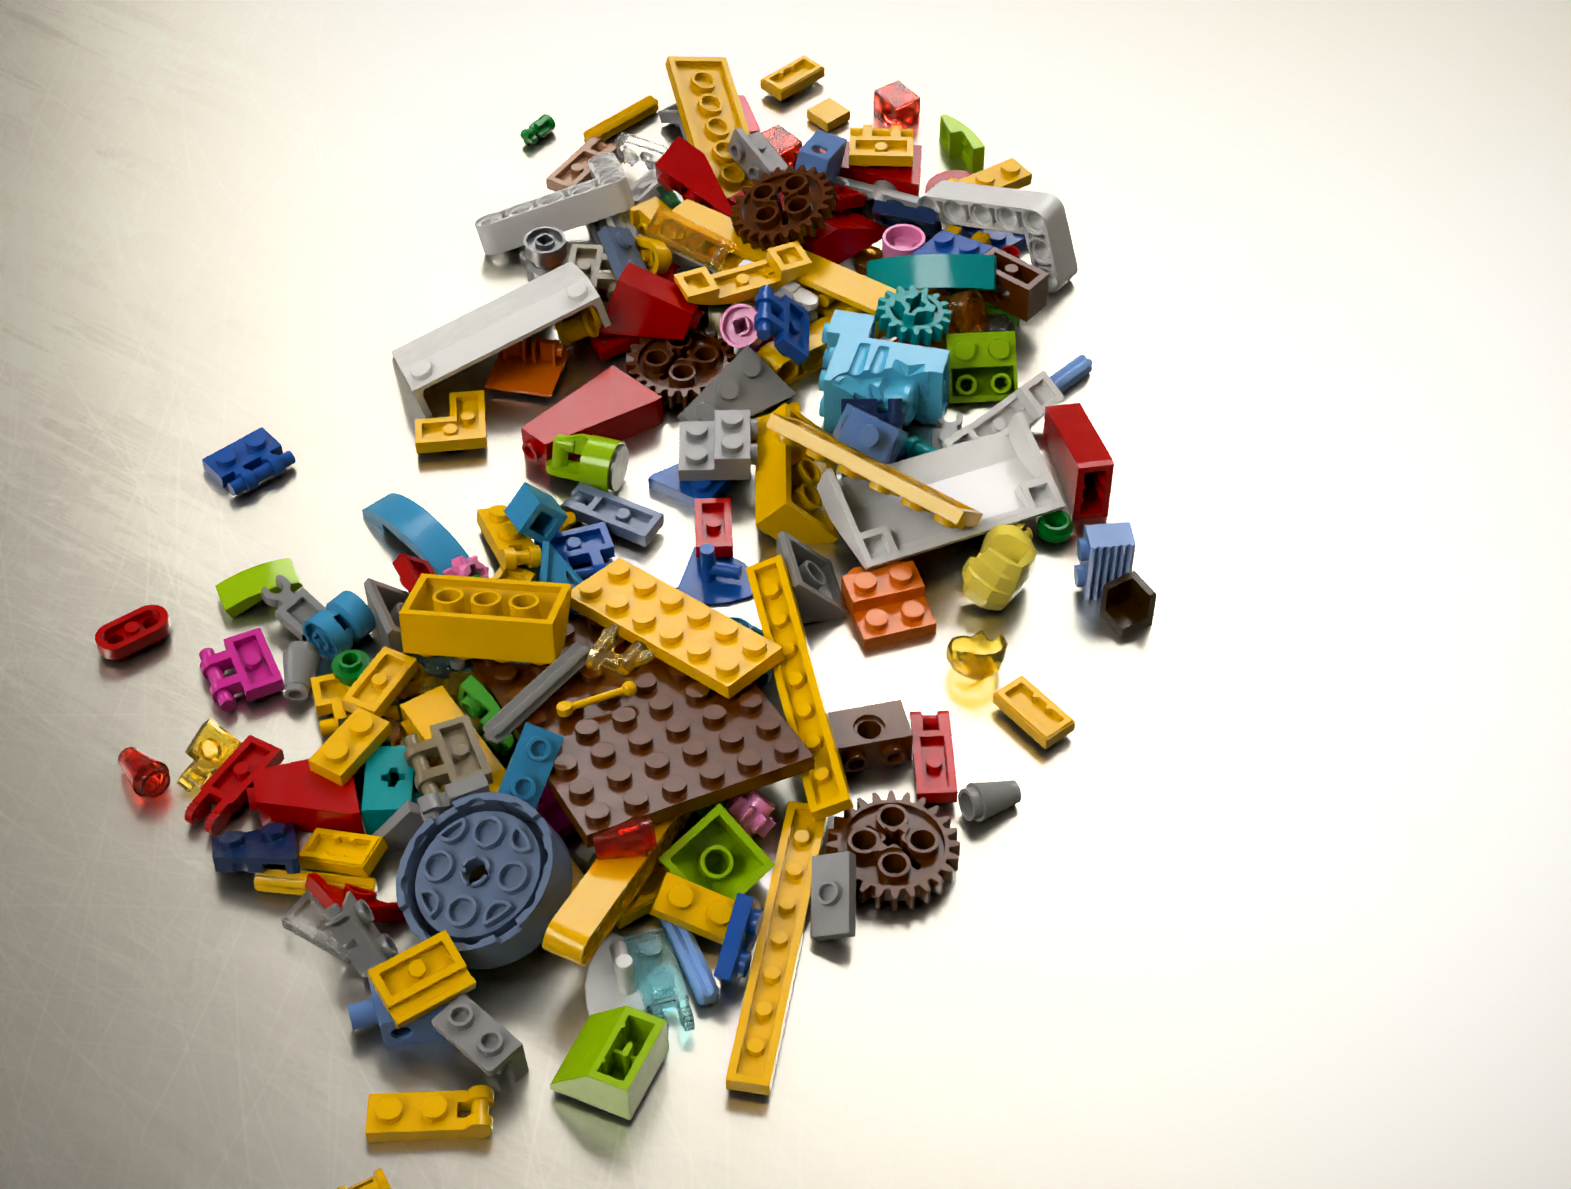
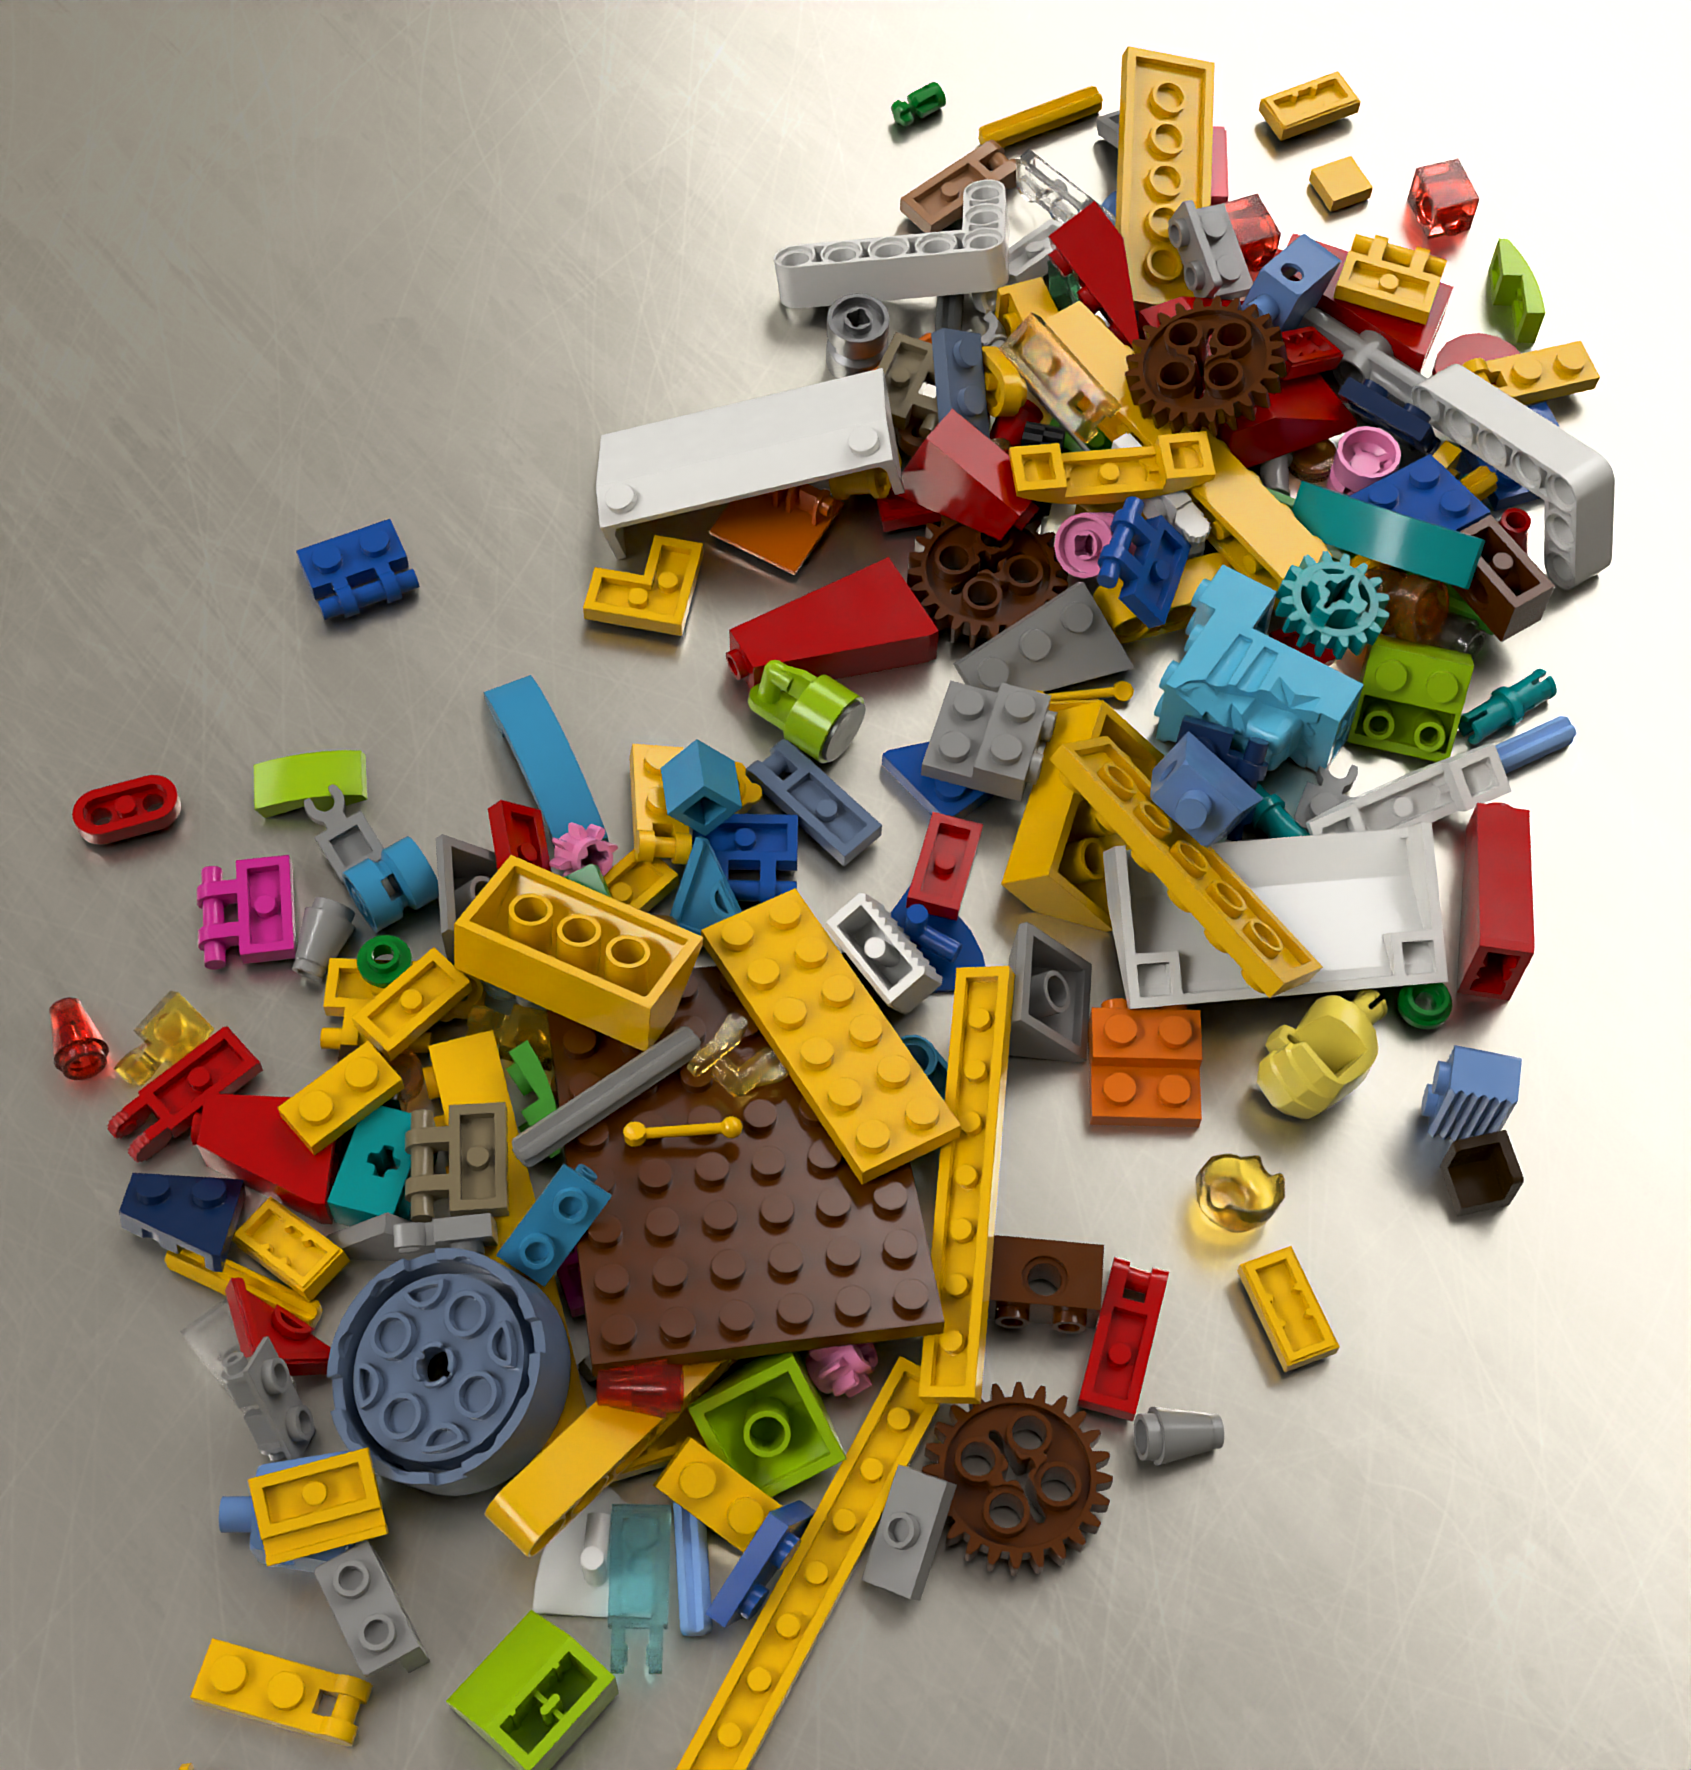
camera: 15 degrees right, 15 degrees up
(693, 576) = (883, 953): none -> white brick
(1044, 357) = (1507, 706): none -> teal pin

